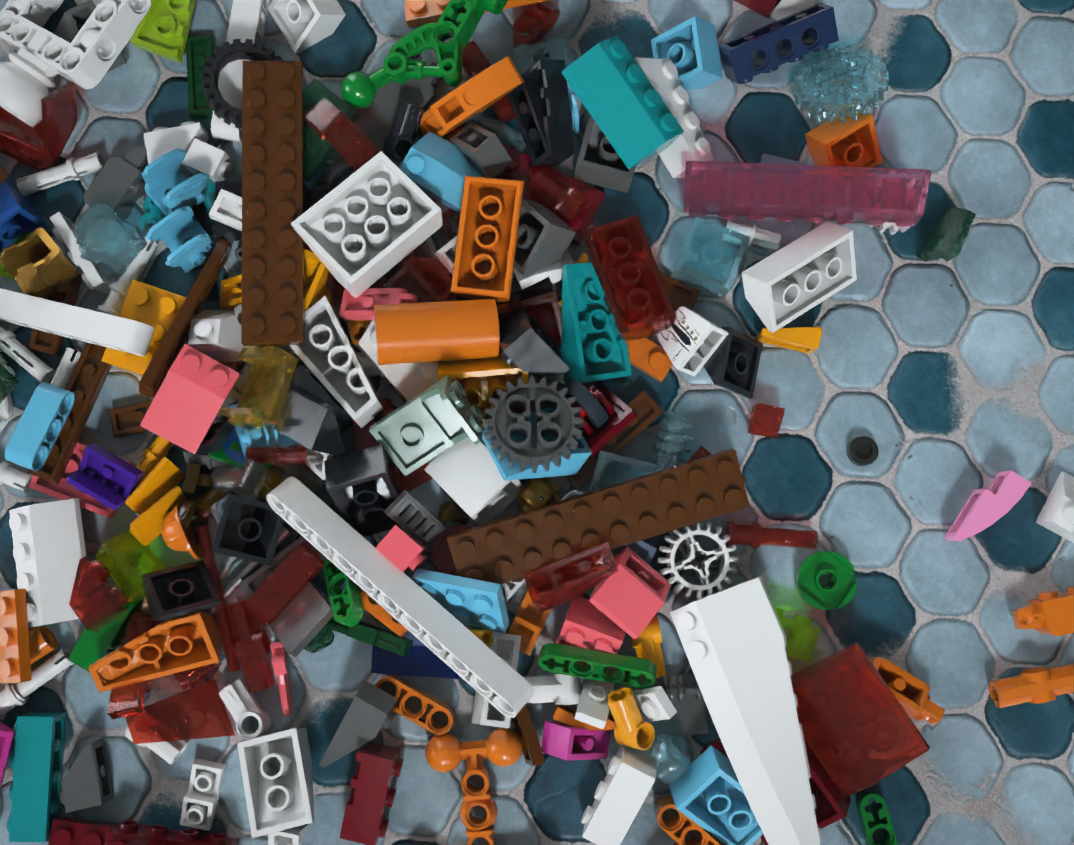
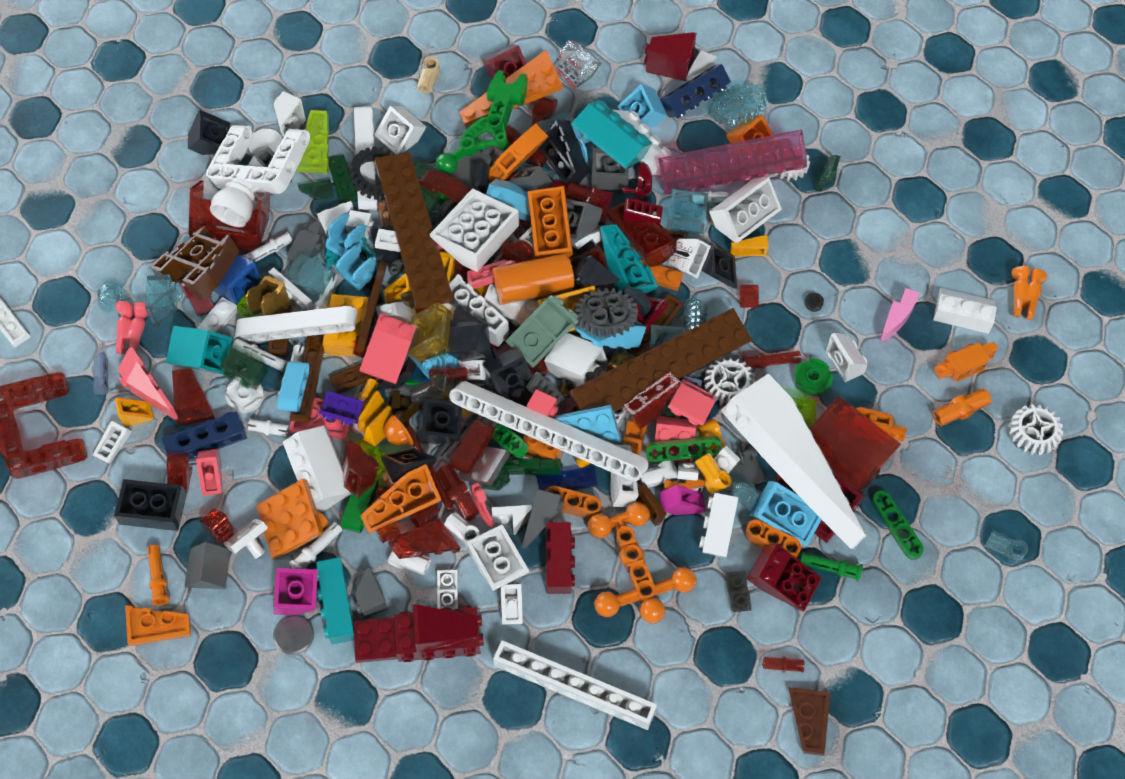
camera: 15 degrees left, 20 degrees down
(163, 86) = (318, 190): none -> clear green tile
(328, 703) = (517, 514): none -> white slope
(624, 253) = (633, 209): none -> dark red slope
(661, 178) = (645, 177): none -> dark red helmet
(886, 563) = (845, 356): none -> white slope

